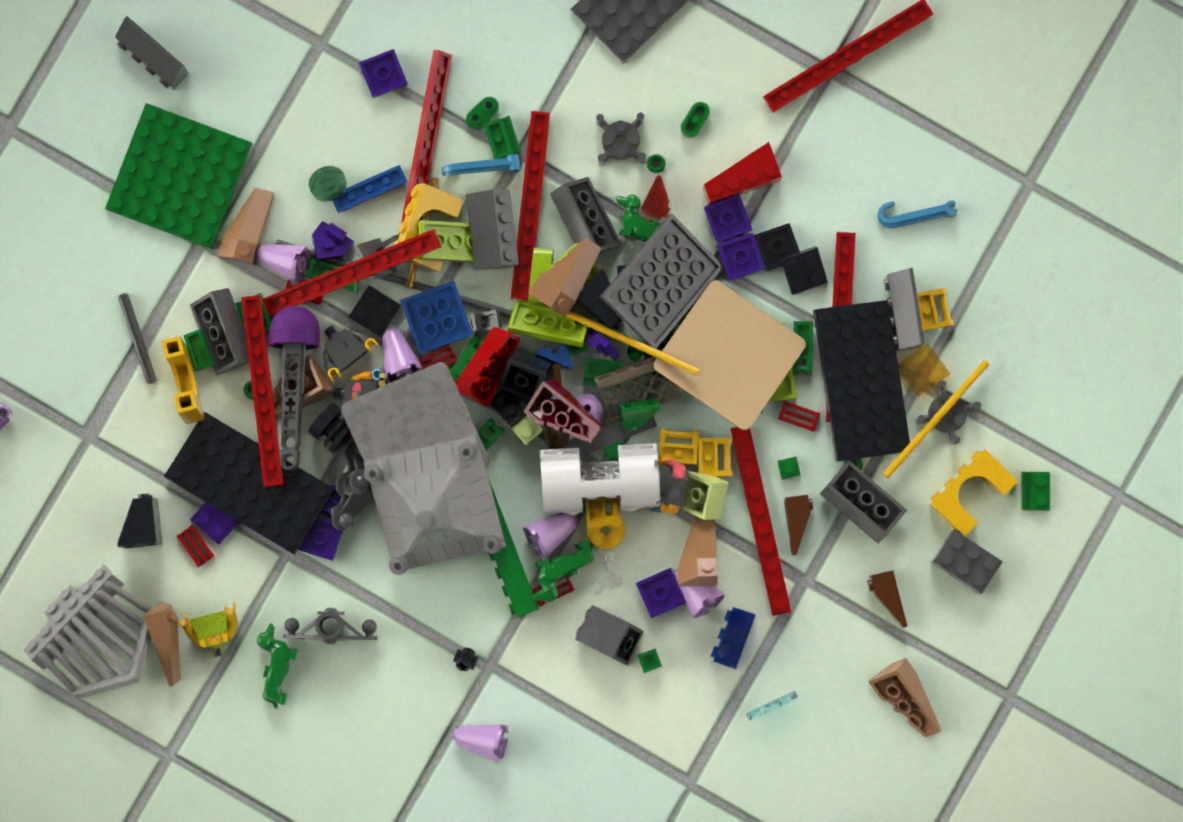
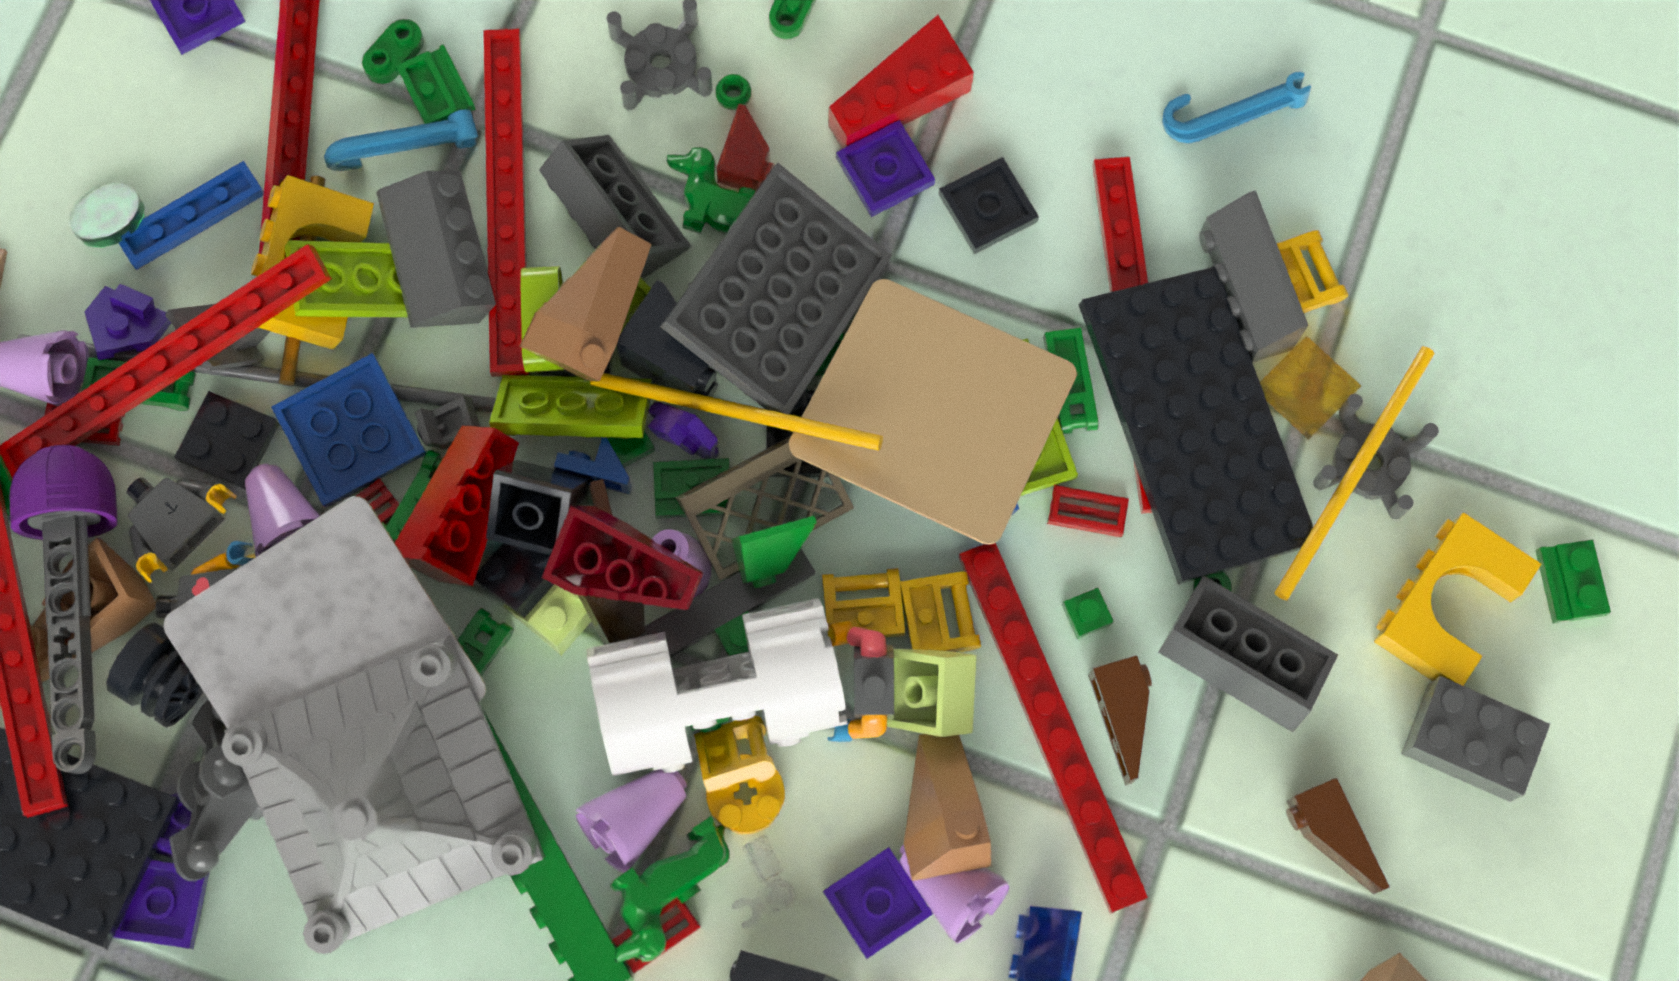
camera: 15 degrees left, 10 degrees down
(634, 354) = (749, 436): green plate -> none
(740, 257) = (921, 233): dark purple plate -> none
(804, 270) = (1046, 237): black plate -> none

